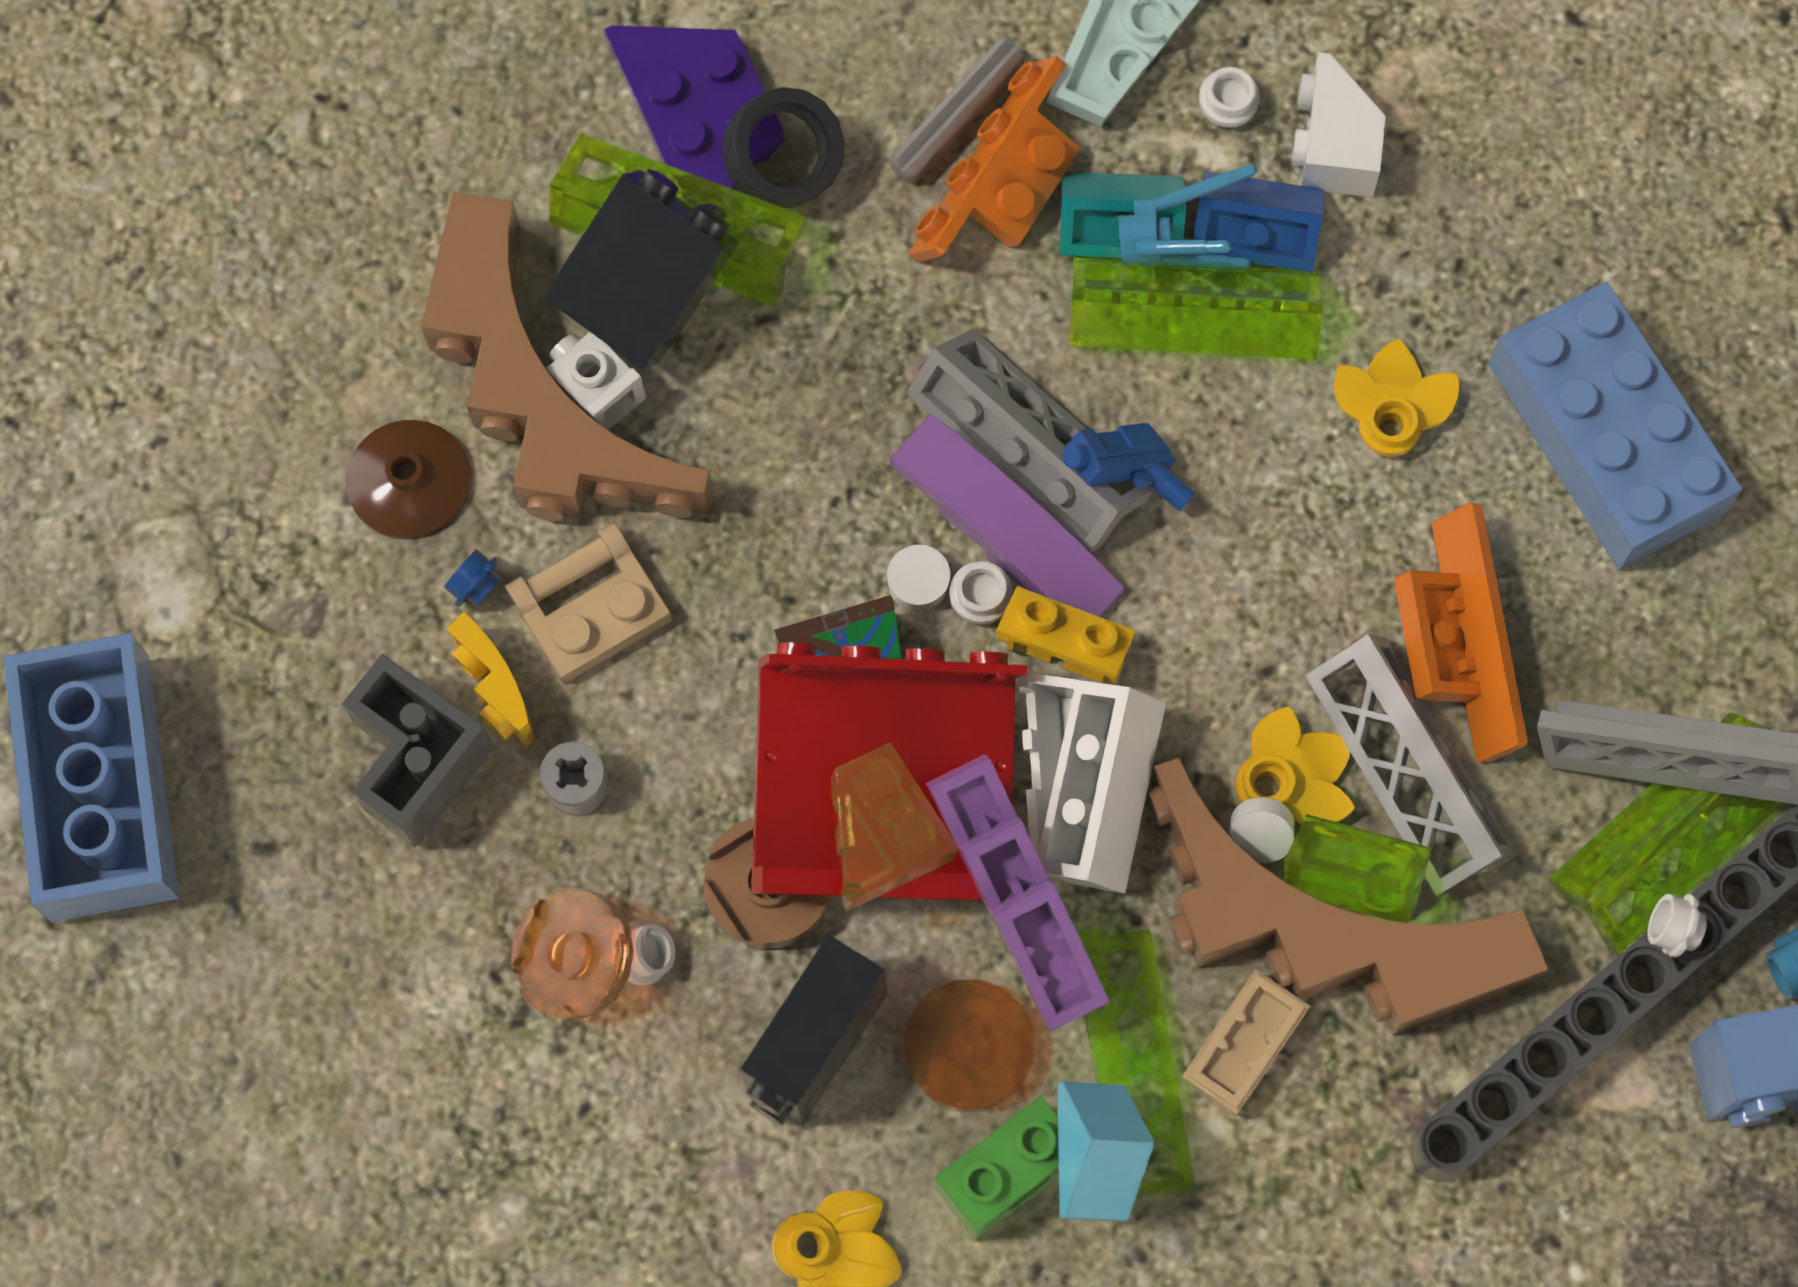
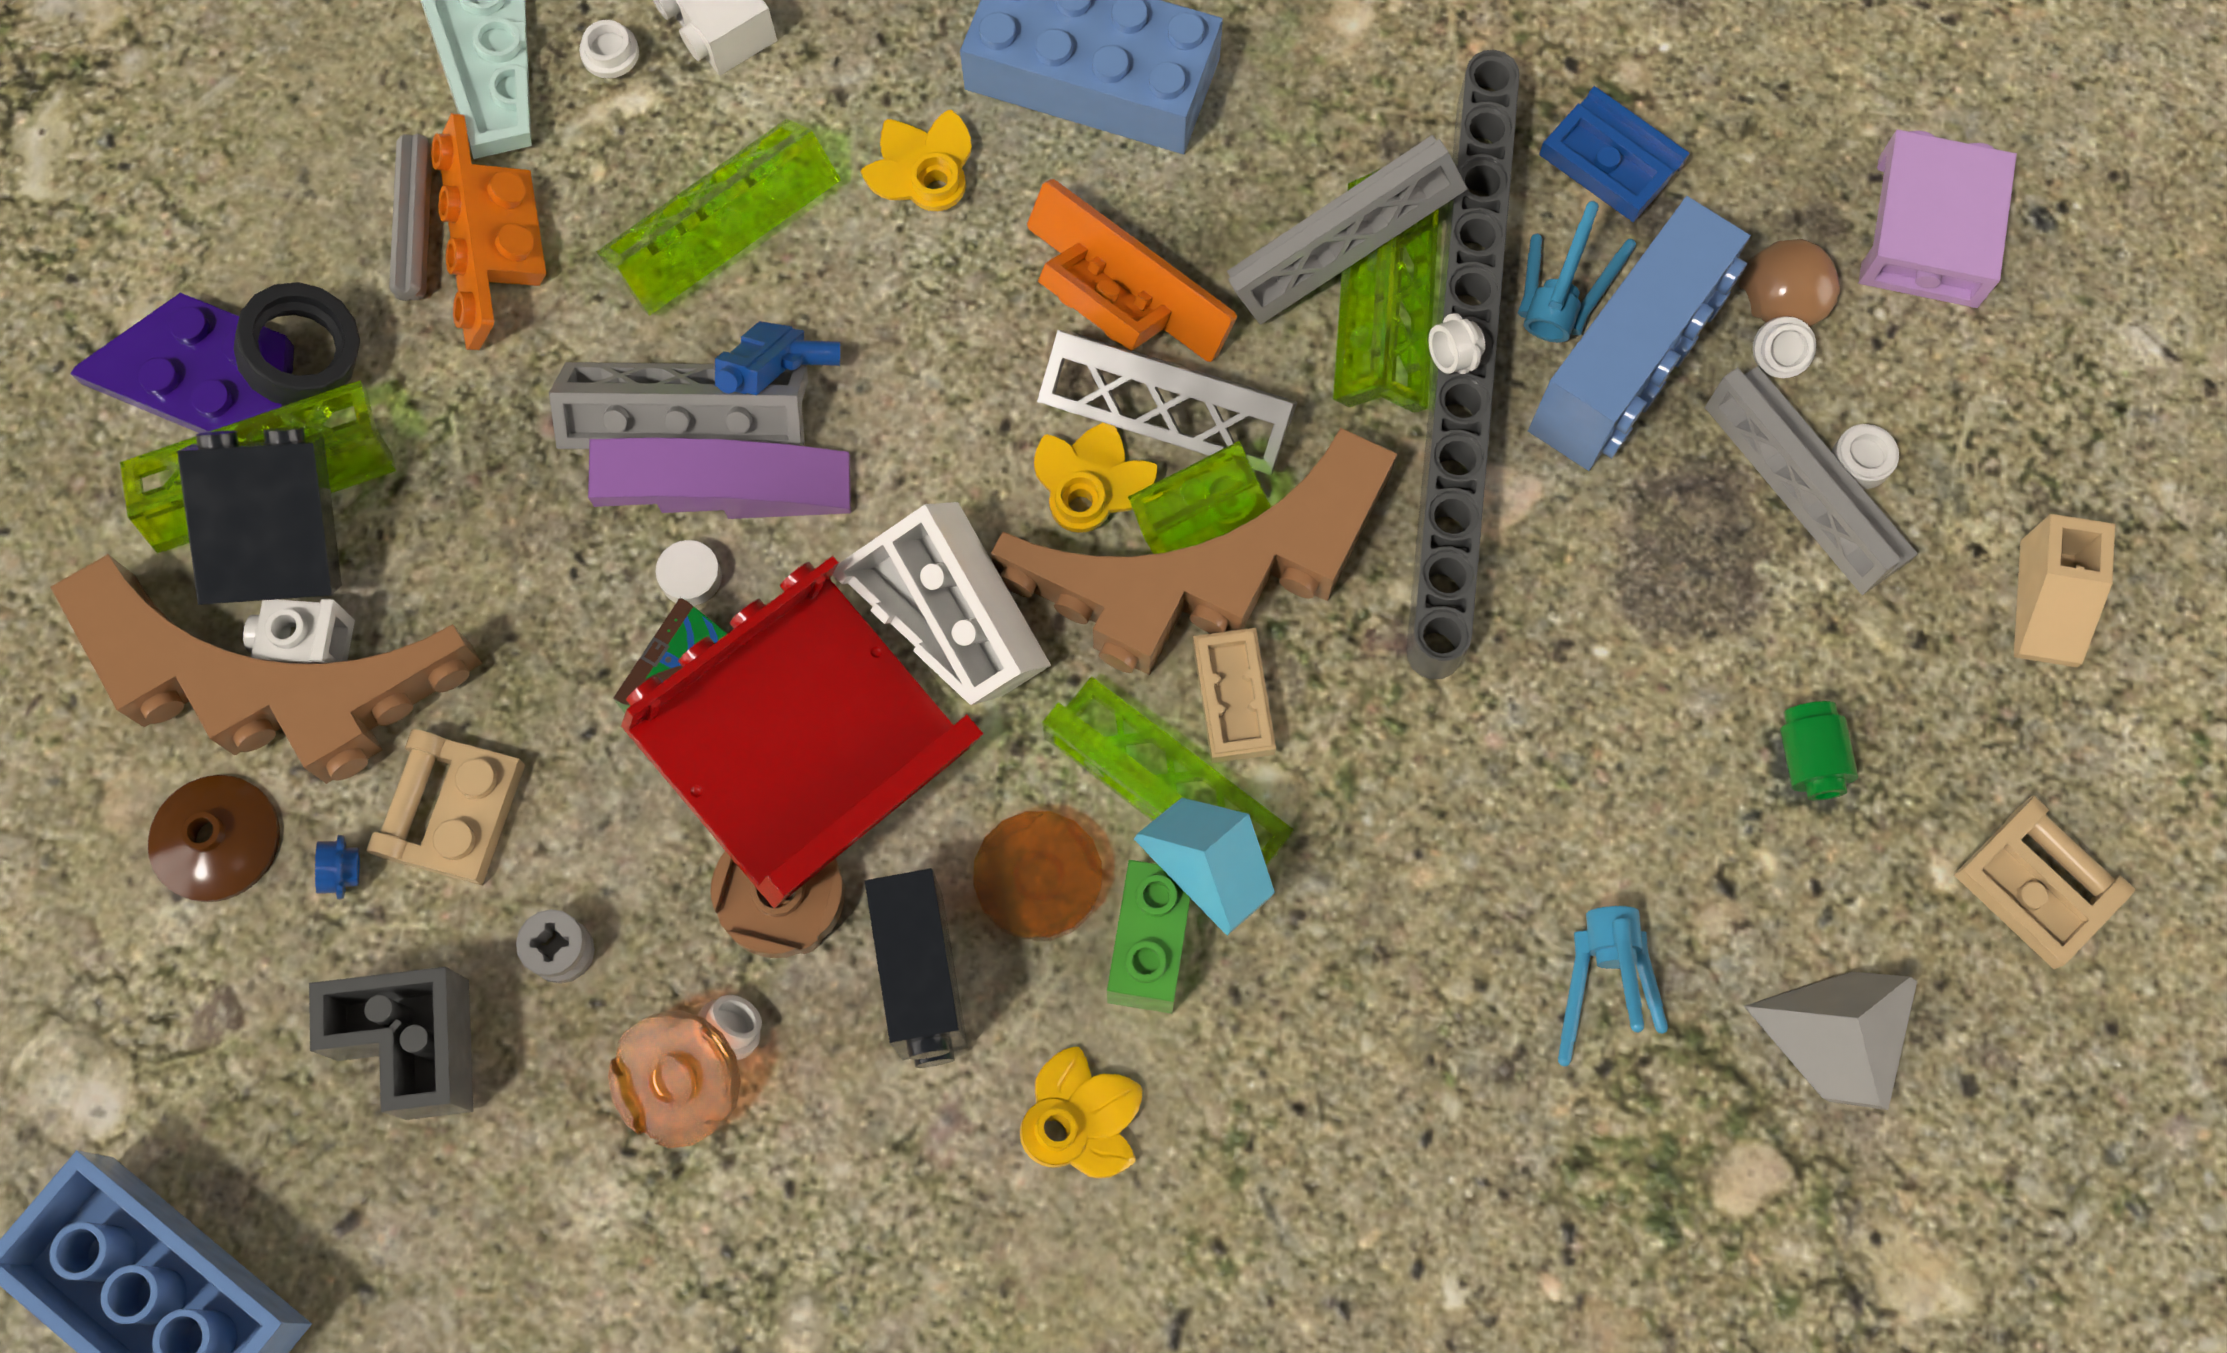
camera: 45 degrees left, 0 degrees up
(498, 692) = (433, 932): yellow slope -> none
(884, 827) = (832, 766): clear yellow wing -> none
(980, 592) = (745, 544): white plate -> none
(1018, 892) = (976, 726): medium lavender slope -> none
(1051, 628) = (816, 526): yellow hinge -> none
(1096, 201) = (607, 193): teal panel -> none
(1149, 238) = (640, 186): dark azure plant -> none
(1263, 221) = (711, 118): blue panel -> none
(1263, 829) = (1107, 531): white tile -> none

